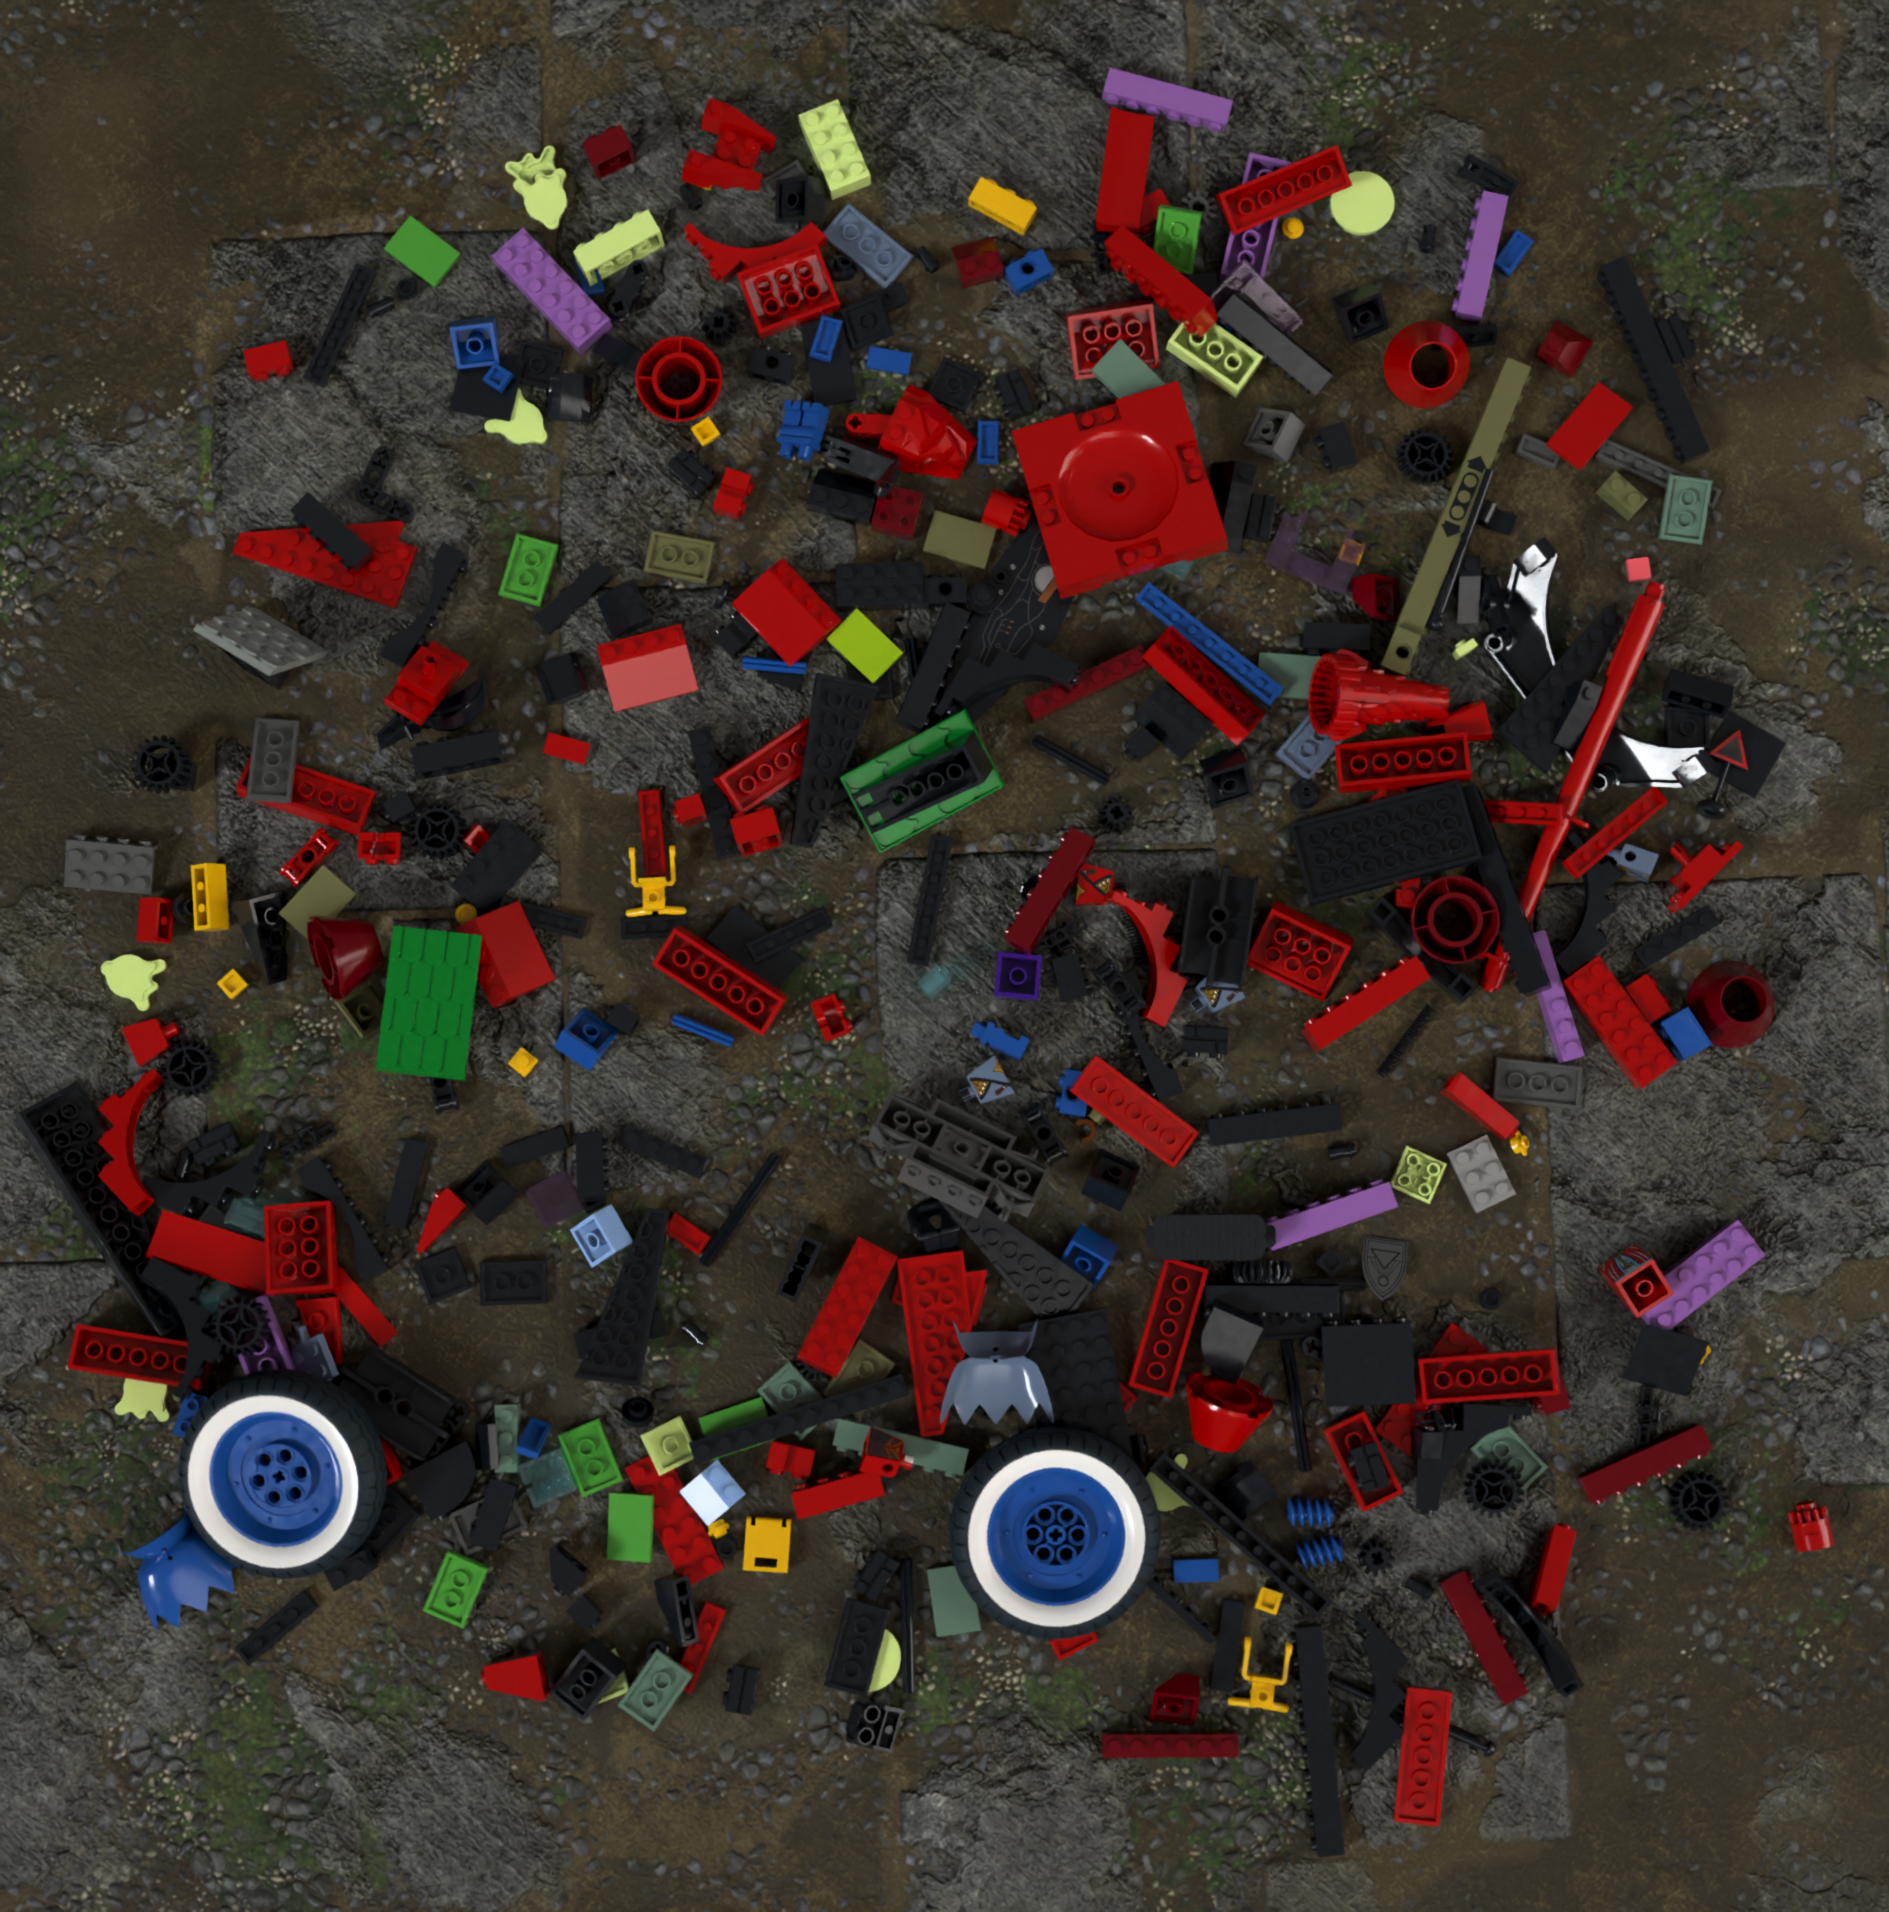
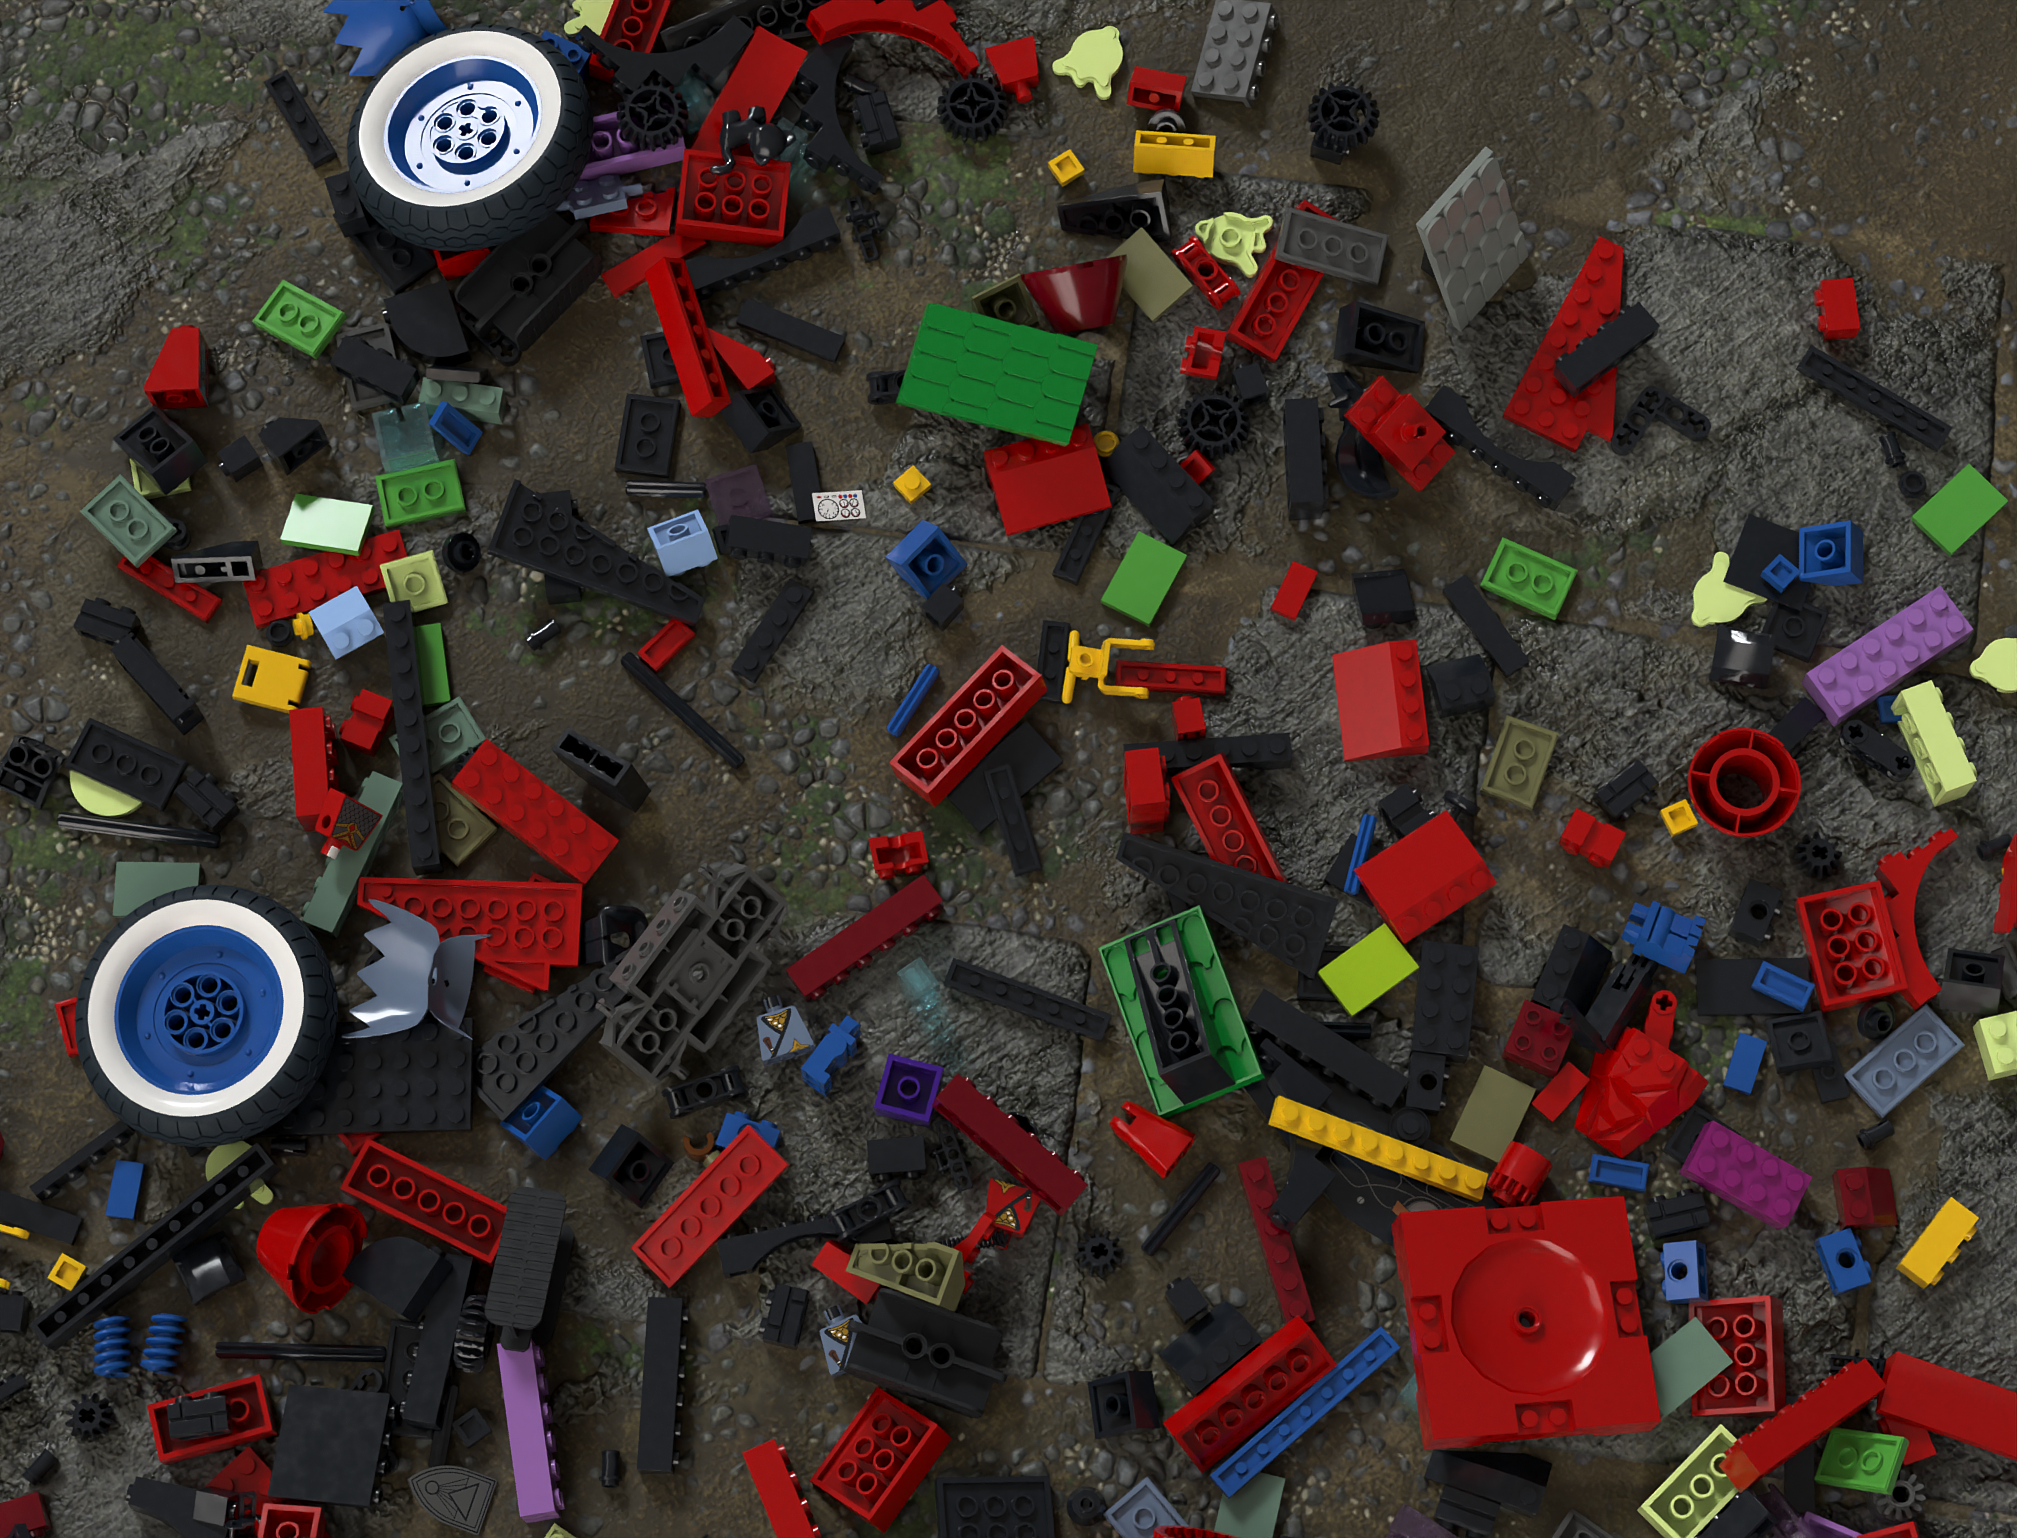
camera: 105 degrees right, 10 degrees down
(250, 1228) = (764, 138): none -> black animal
(275, 841) = (1234, 239): none -> yellowish green tile
(346, 713) = (1378, 338): none -> black slope
(428, 1262) = (687, 337): none -> red brick
(550, 1117) = (838, 505): none -> white sticker
(557, 1258) = (665, 489): none -> black axle
(574, 866) = (1144, 579): none -> bright green tile
(787, 1636) = (157, 683): none -> black door
(902, 1032) = (865, 938): none -> dark red brick
(934, 491) = (1560, 1091): none -> red tile
(977, 347) = (1745, 1175): none -> magenta brick
(1006, 616) = (1378, 1149): none -> yellow plate
(1021, 787) = (1153, 1138): none -> red piece
(1044, 378) = (1694, 1285): none -> blue brick
(1162, 942) = (920, 1270): none -> olive wedge

